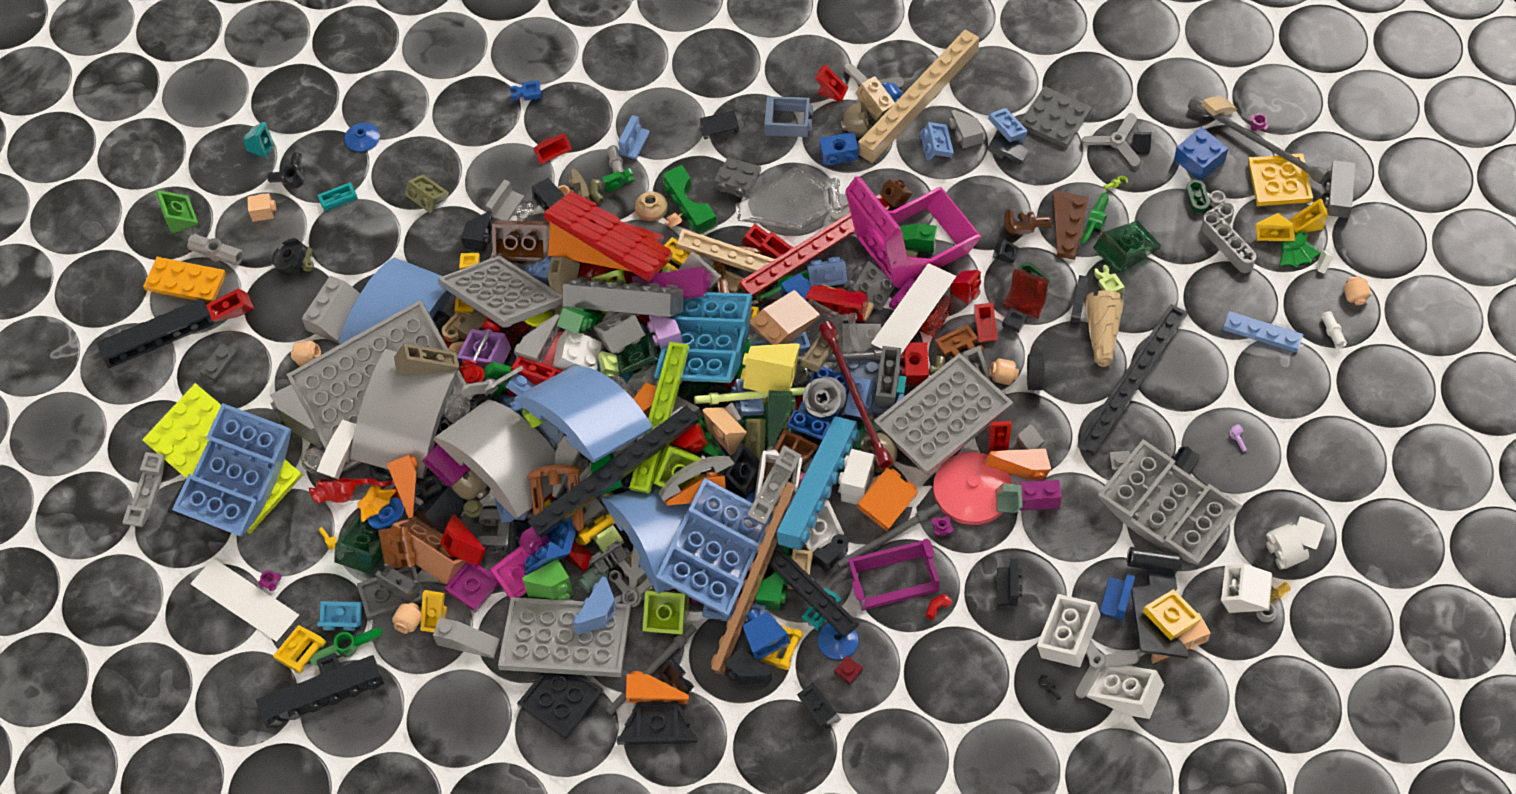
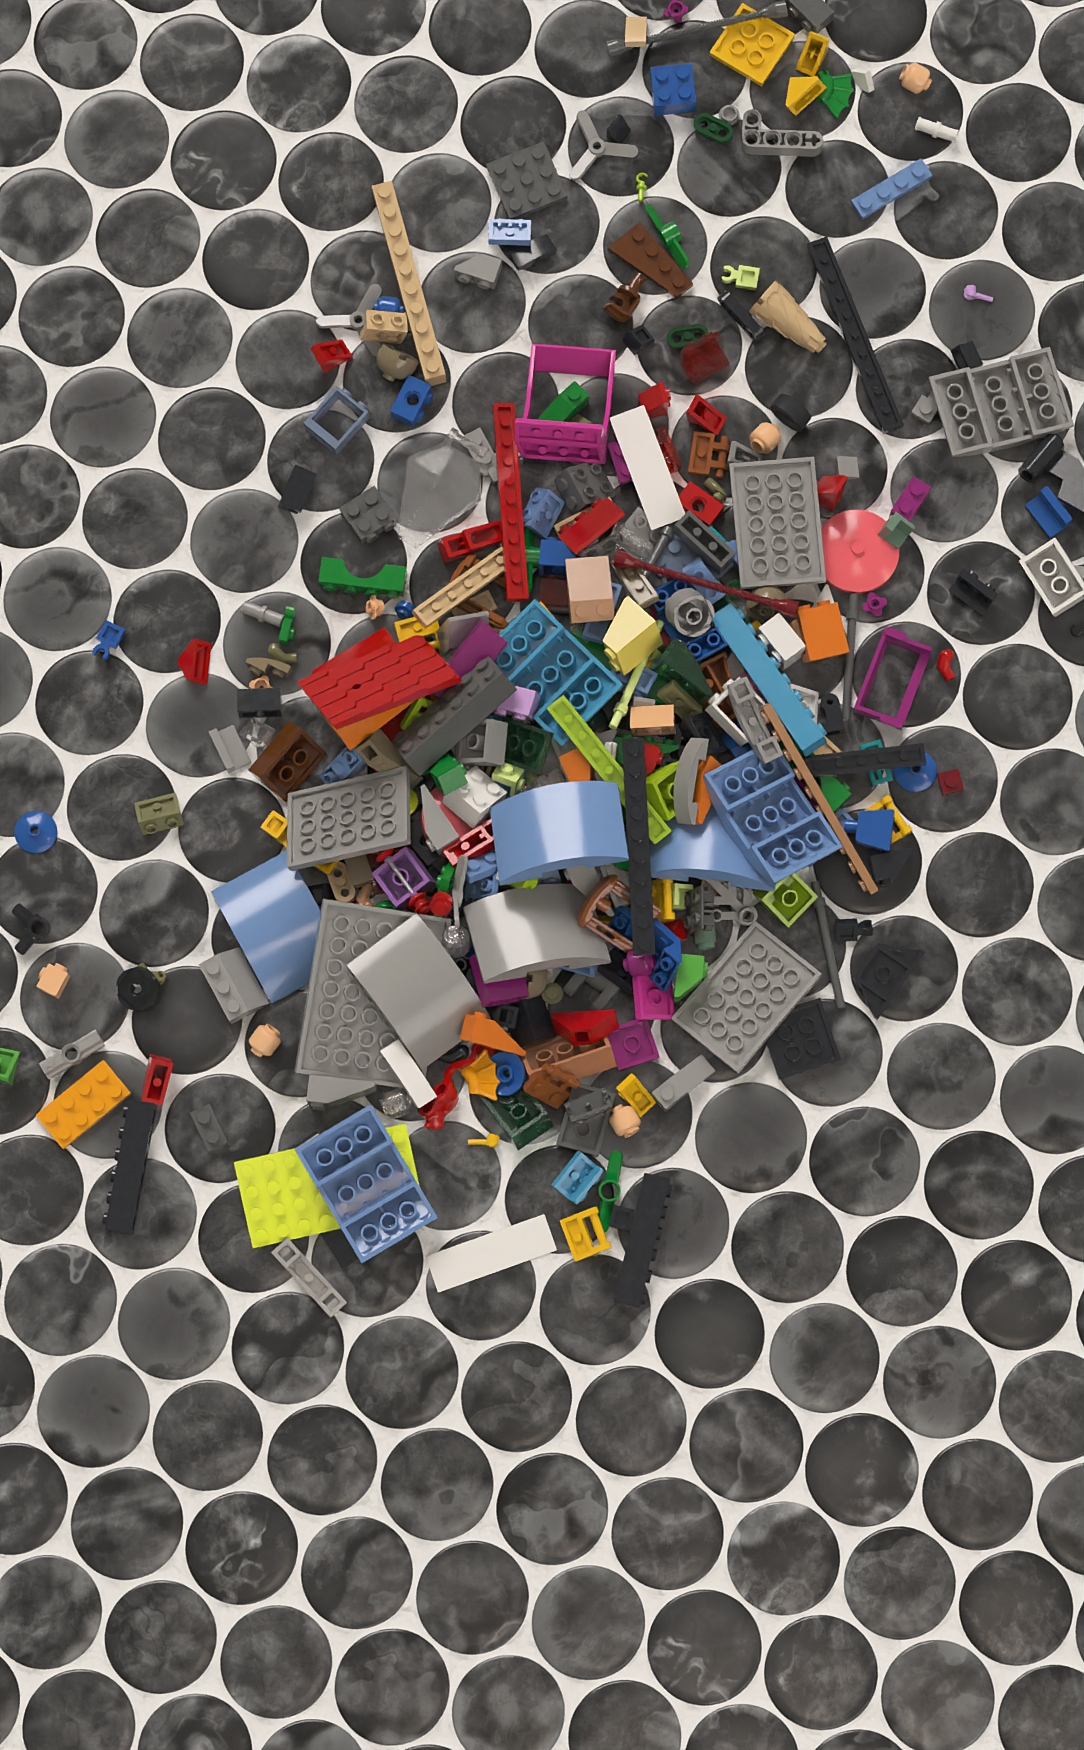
camera: 55 degrees left, 20 degrees up
(267, 575) = (489, 1226): magenta plate -> none
(338, 199) = (91, 918): teal tile -> none
(424, 360) = (394, 937): dark tan slope -> none
(477, 232) = (246, 795): black slope -> none
(596, 609) = (743, 950): medium blue slope -> none
(632, 138) = (251, 579): medium blue bracket -> none
(646, 688) = (848, 963): orange slope -> none
(653, 211) = (341, 626): tan piece -> none
(818, 706) = (968, 830): black hinge -> none
(895, 192) = (503, 387): reddish brown brick -> none
(936, 140) = (471, 307): medium blue bracket -> none
(1014, 320) = (719, 387): black plate -> none
(1022, 463) = (872, 492): slope -> none
(1126, 245) = (718, 231): clear green slope -> none

